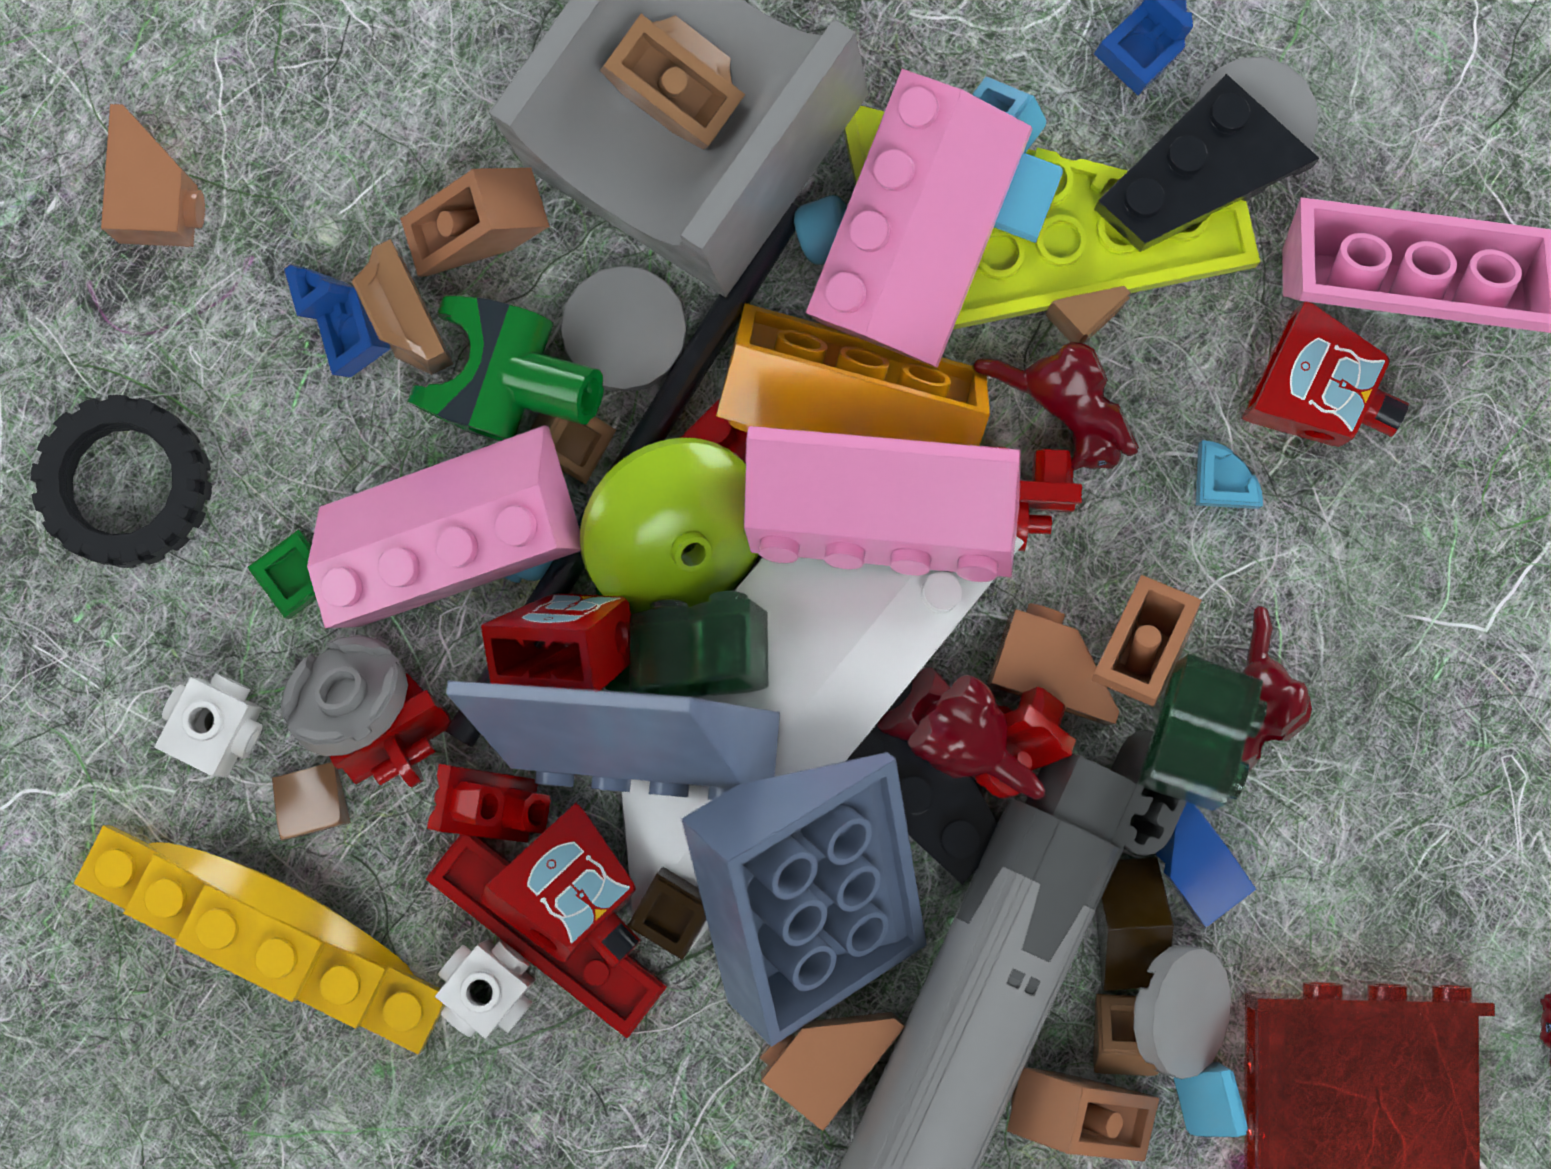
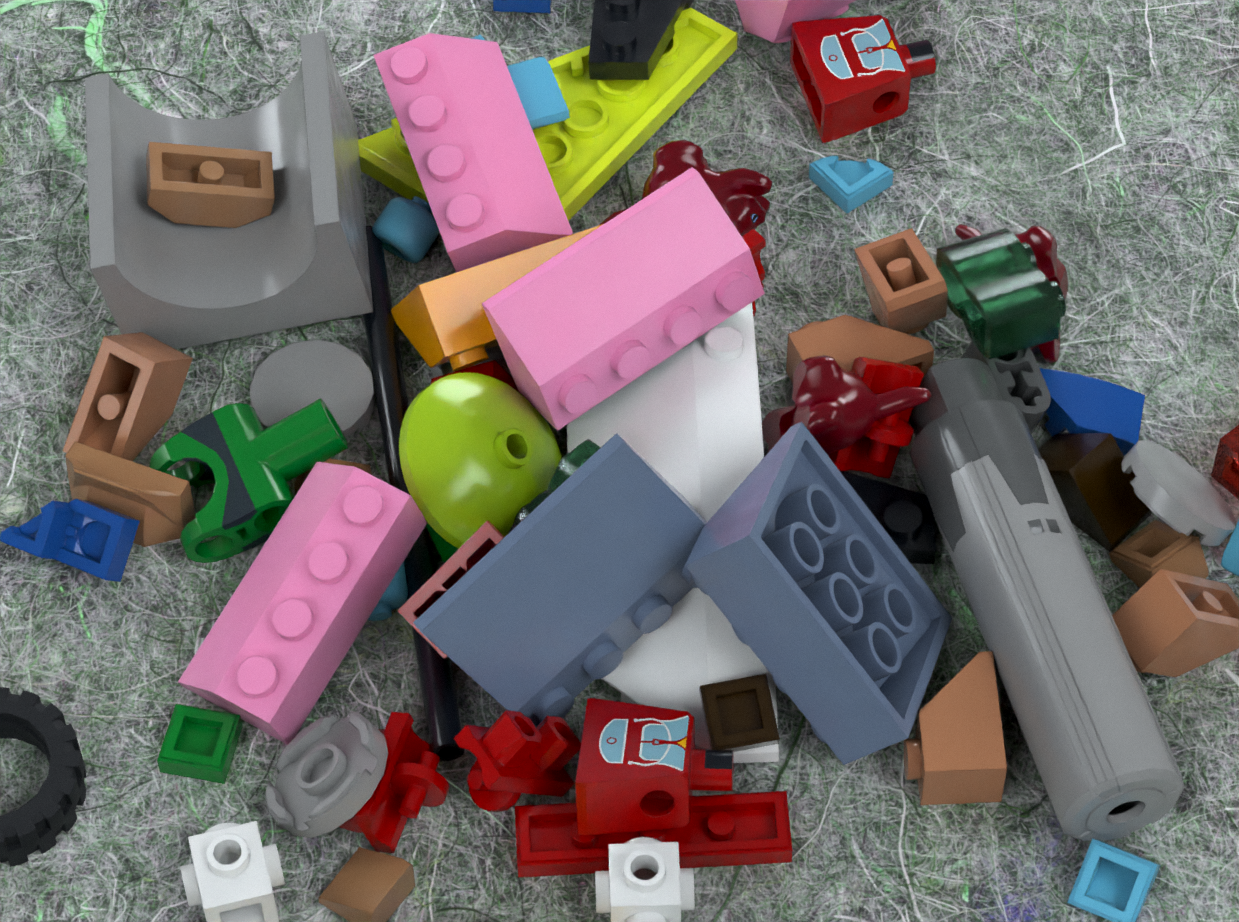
camera: 40 degrees left, 30 degrees down
(1087, 313) = (642, 140): medium nougat slope -> none

